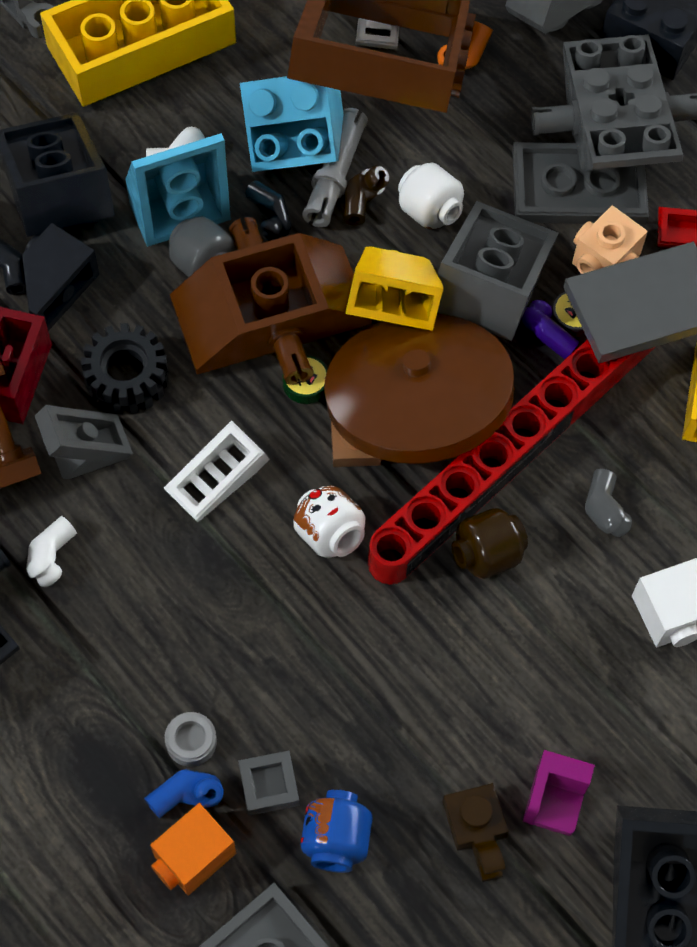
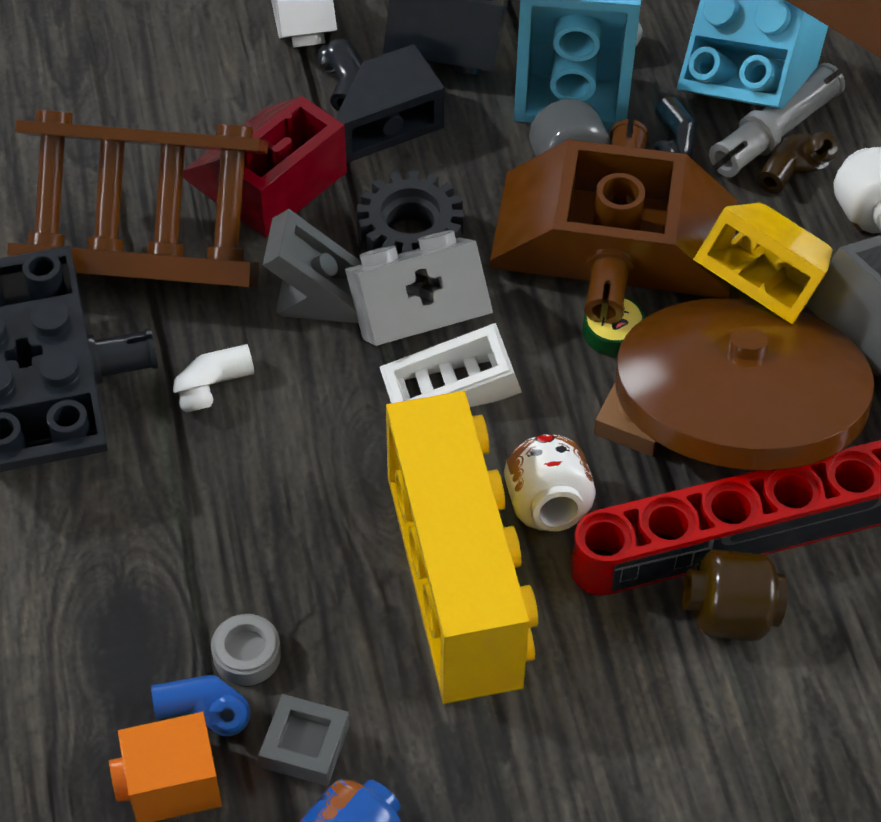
camera: 30 degrees right, 10 degrees down
(163, 419) = (453, 294): none -> light grey brick
(299, 599) = (458, 547): none -> yellow brick

